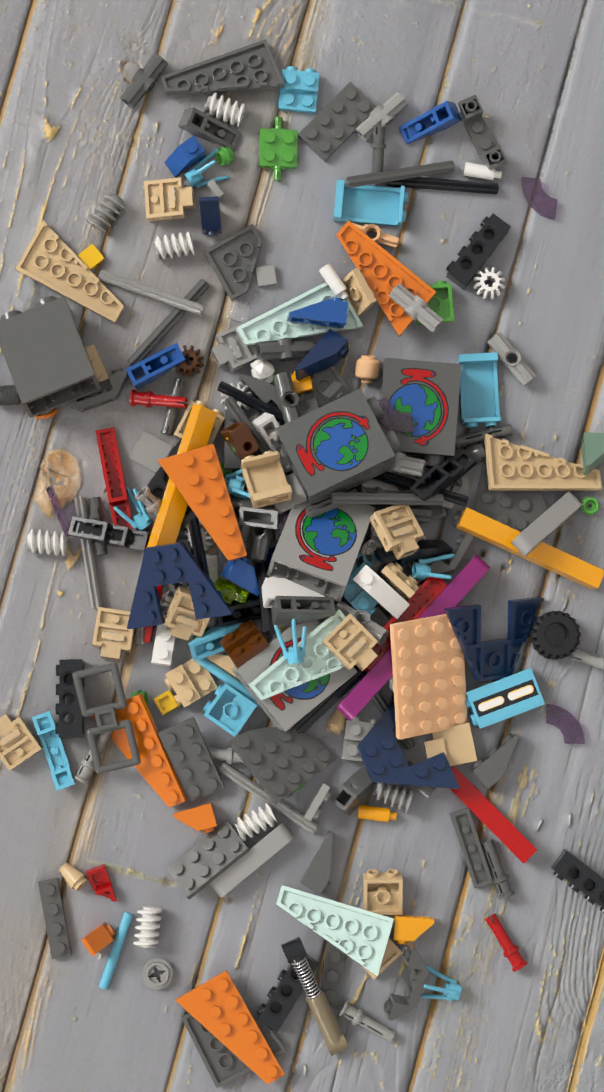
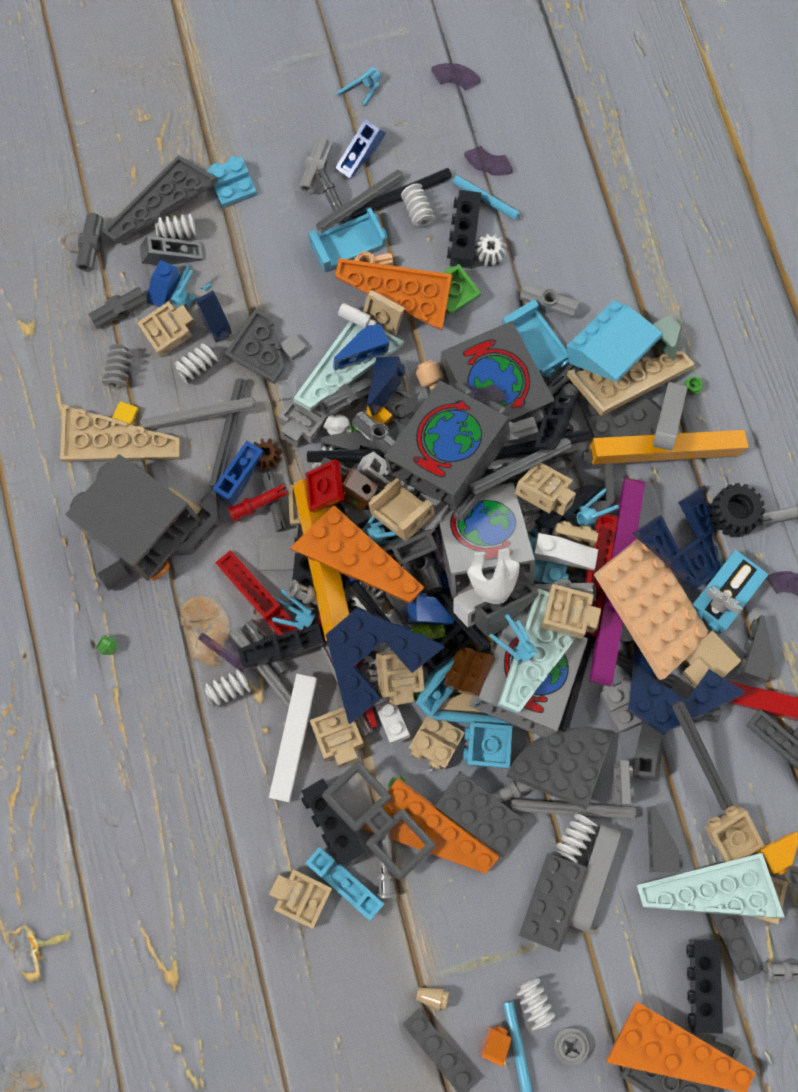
camera: 30 degrees left, 10 degrees down
(78, 612) = (293, 738): none -> white tile
(101, 882) = (464, 987): red slope -> none
(135, 156) = (117, 307): none -> dark grey piece
(166, 702) = (424, 774): yellow tile -> none
(198, 817) = (520, 866): orange slope -> none
(214, 423) = (324, 486): none -> red plate
(225, 156) = (198, 266): bright green plate -> none
(278, 148) = (241, 237): bright green plate -> none
(300, 591) = (503, 581): none -> white piece
(315, 997) = (738, 975): piece -> none
(336, 723) = (592, 698): tan cone -> none
(337, 121) = (279, 190): dark grey plate -> none
(375, 813) = (678, 765): light orange cylinder -> none
(393, 819) = (702, 755): none -> dark grey axle
(394, 795) = (678, 737): light grey piece -> none
(416, 308) = (443, 295): light grey piece -> none
(447, 205) = (417, 205): none -> white piece
(478, 55) = (369, 78): none -> medium azure plant
(479, 133) = (406, 137): dark grey slope -> none
(480, 171) = (427, 165): white cylinder -> none
(489, 705) = (722, 602): none -> light grey animal
(515, 230) = (487, 198): none -> medium azure piece
(539, 431) = (613, 342): none -> medium azure slope
(561, 95) = (455, 74): none -> clear purple tile

